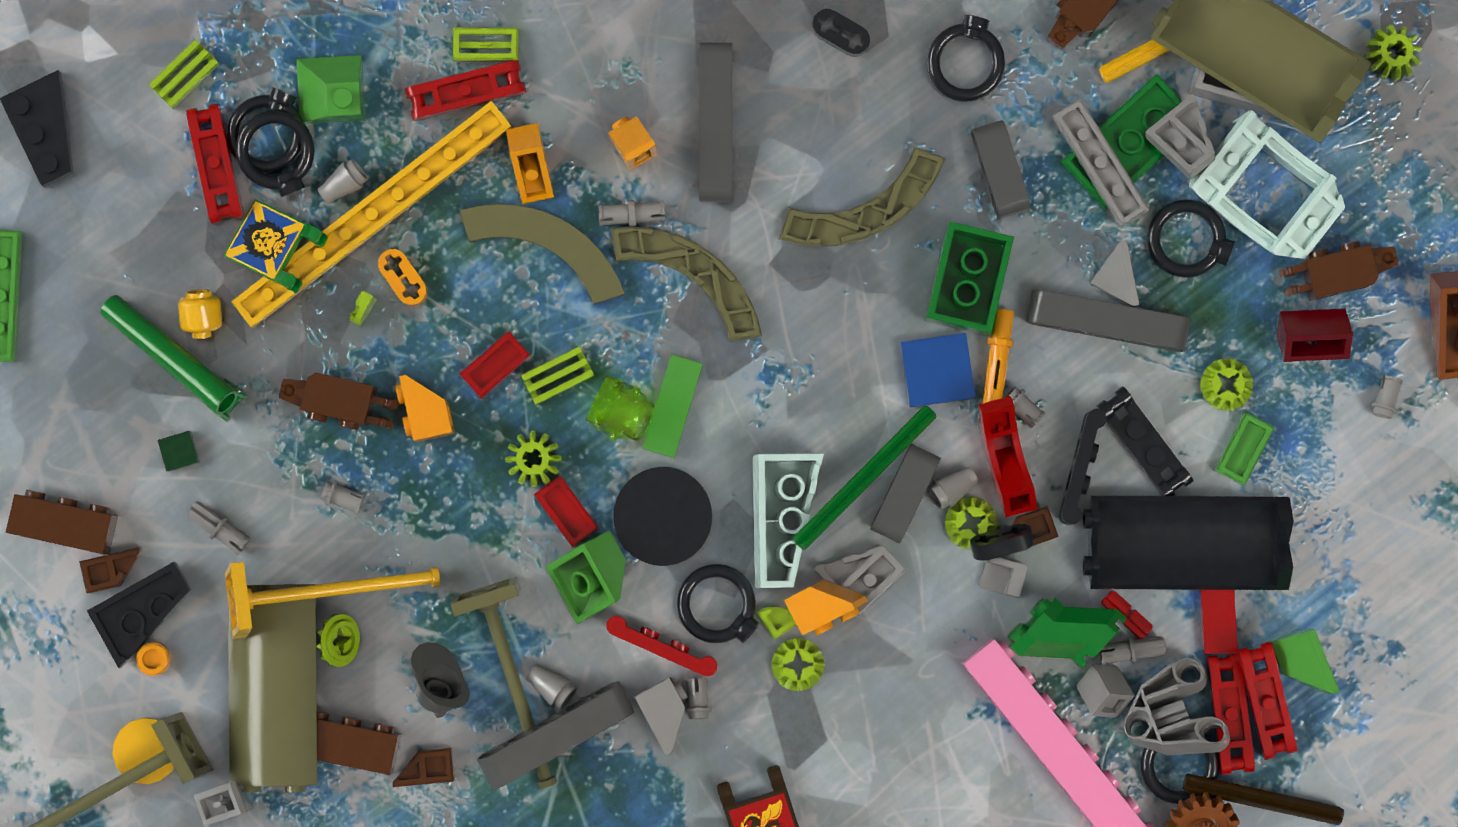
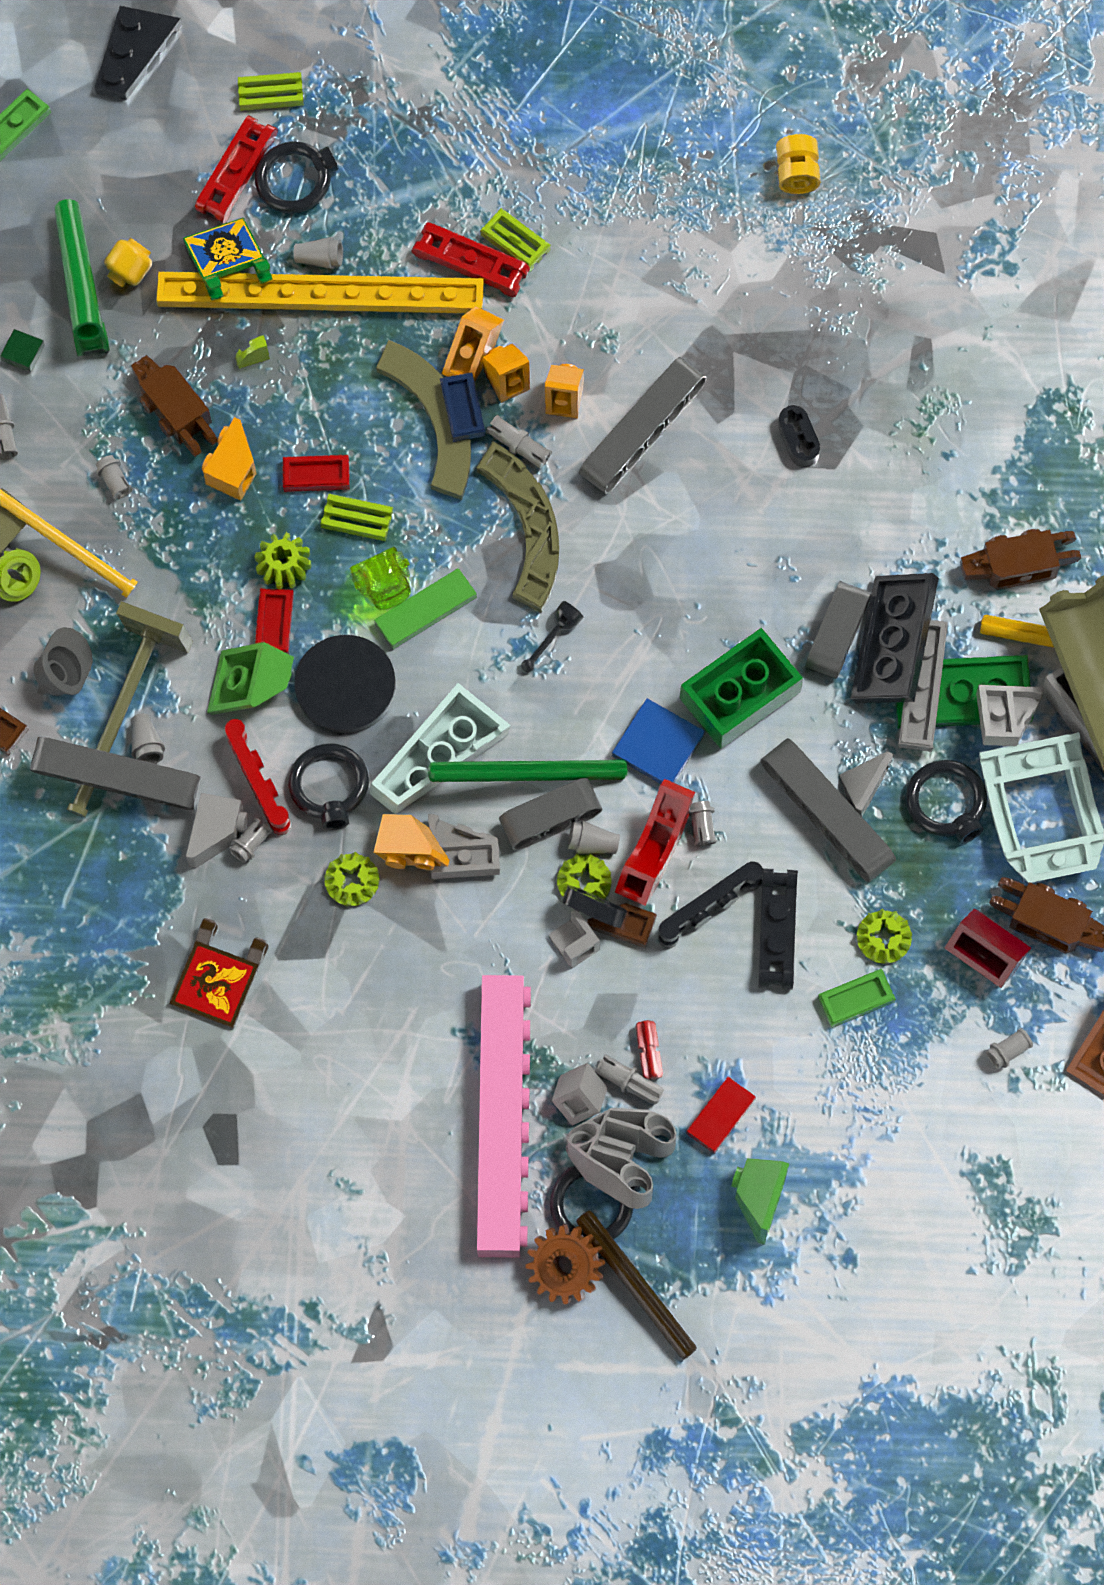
camera: 40 degrees right, 15 degrees down
(287, 182) = (279, 222): black piece -> none
(331, 89) = (370, 184): bright green slope -> none
(397, 282) = (295, 355): light orange beam -> none
(565, 221) = (462, 407): none -> dark blue tile
(574, 163) = (507, 371): none -> light orange slope
(777, 620) = (363, 832): lime tile -> none
(787, 328) = (565, 618): none -> black hinge
(871, 217) = (707, 589): olive tile -> none
(973, 28) = (906, 509): black piece -> none
(999, 351) = (723, 762): light orange pin -> none
(1050, 143) = (894, 638): none -> black tile
(1065, 631) = (585, 1014): green brick -> none
(1189, 542) = (747, 1031): black cylinder -> none
(1231, 707) = (668, 1196): red plate -> none
(1267, 700) = (705, 1205): red plate -> none

